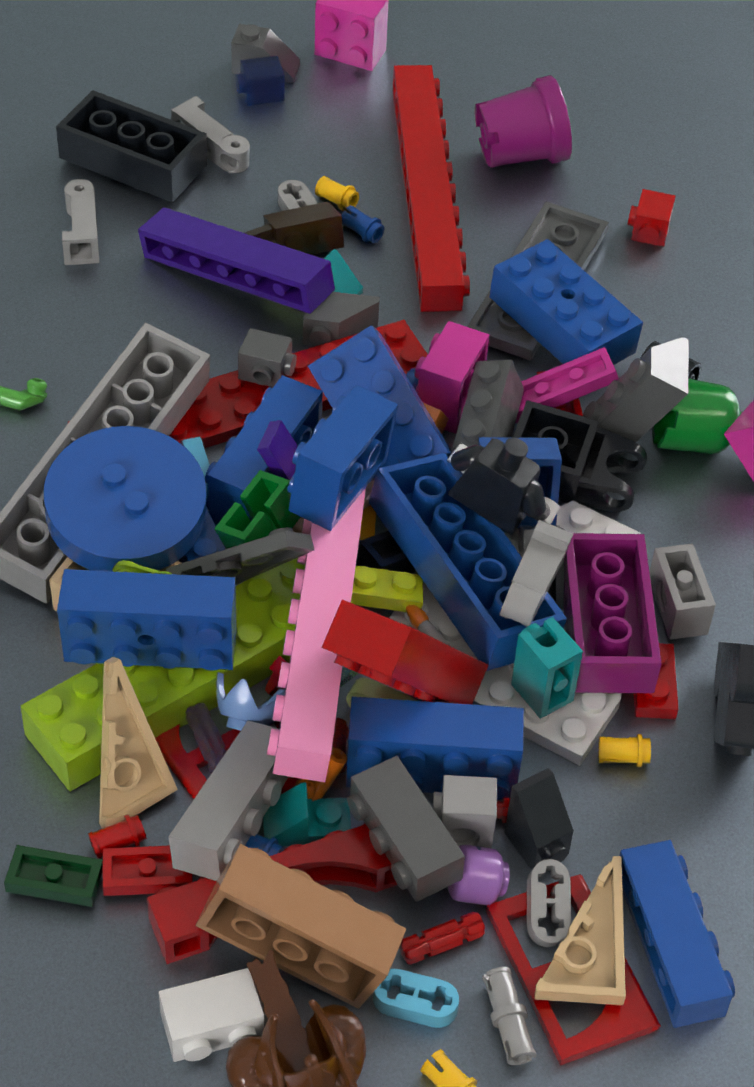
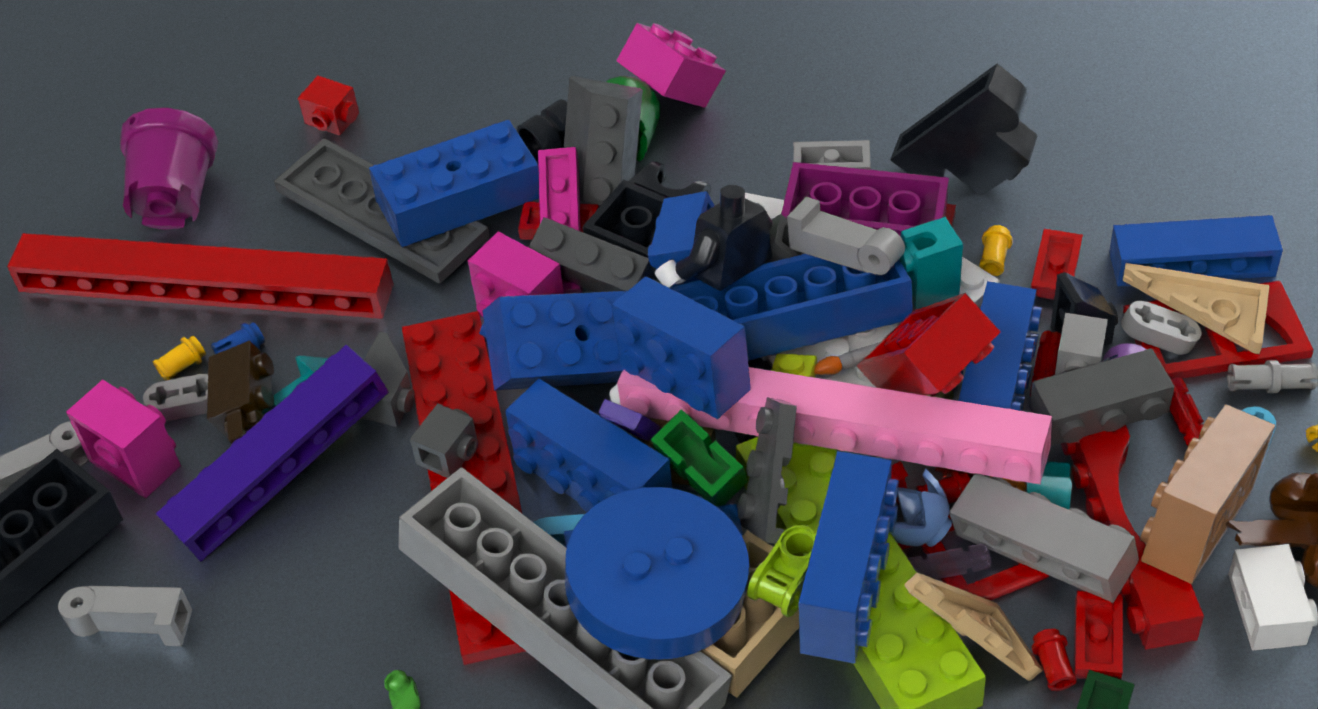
camera: 70 degrees left, 0 degrees up
(232, 172) = (124, 437): none -> dark pink brick
(617, 805) = (1056, 255): none -> red plate

